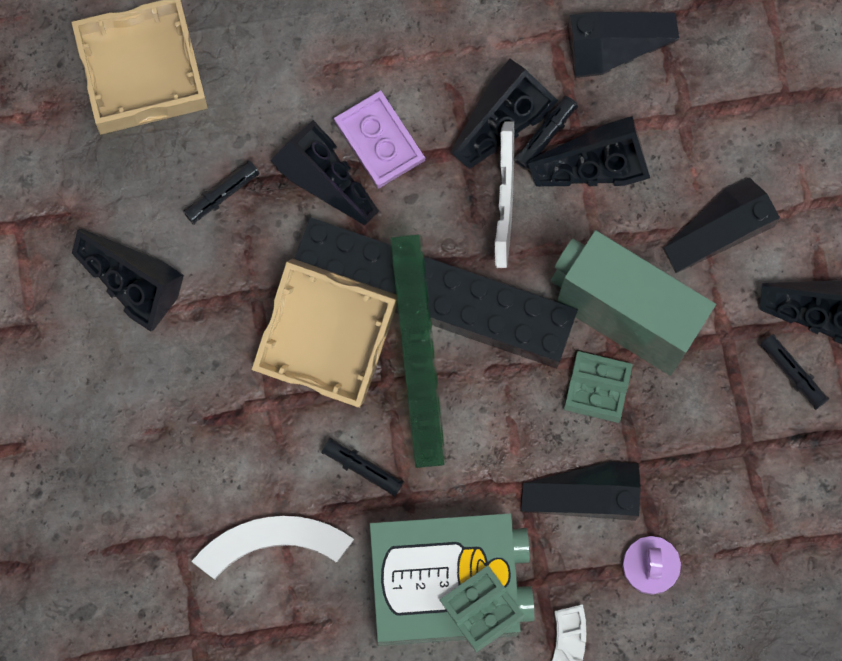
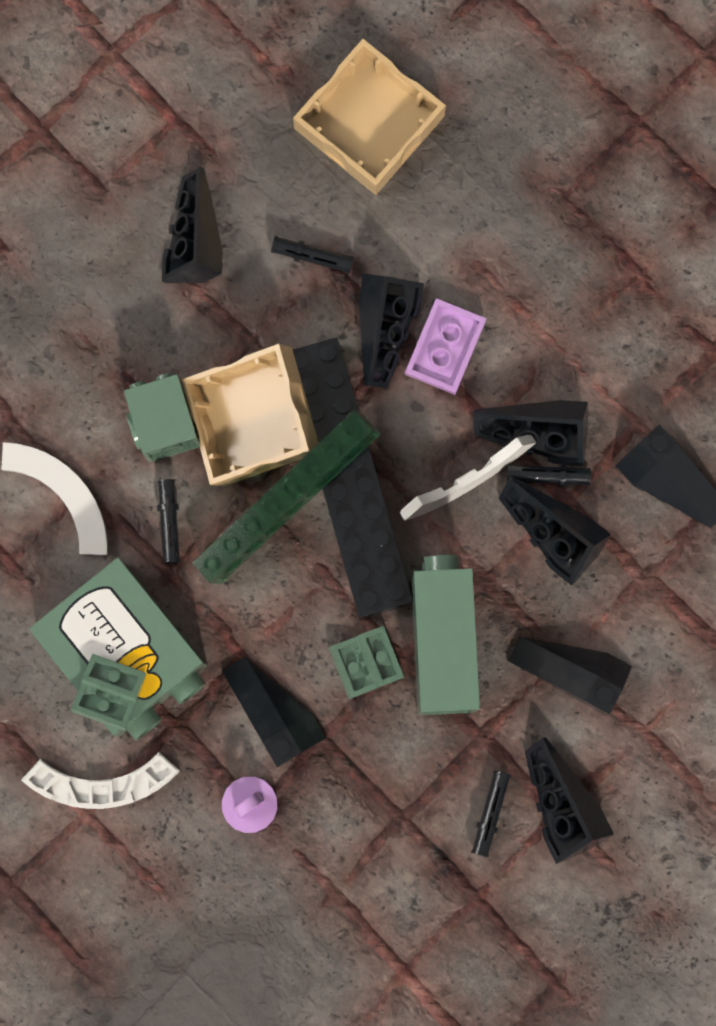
camera: 60 degrees right, 5 degrees up
(271, 408) = (160, 418): none -> sand green brick

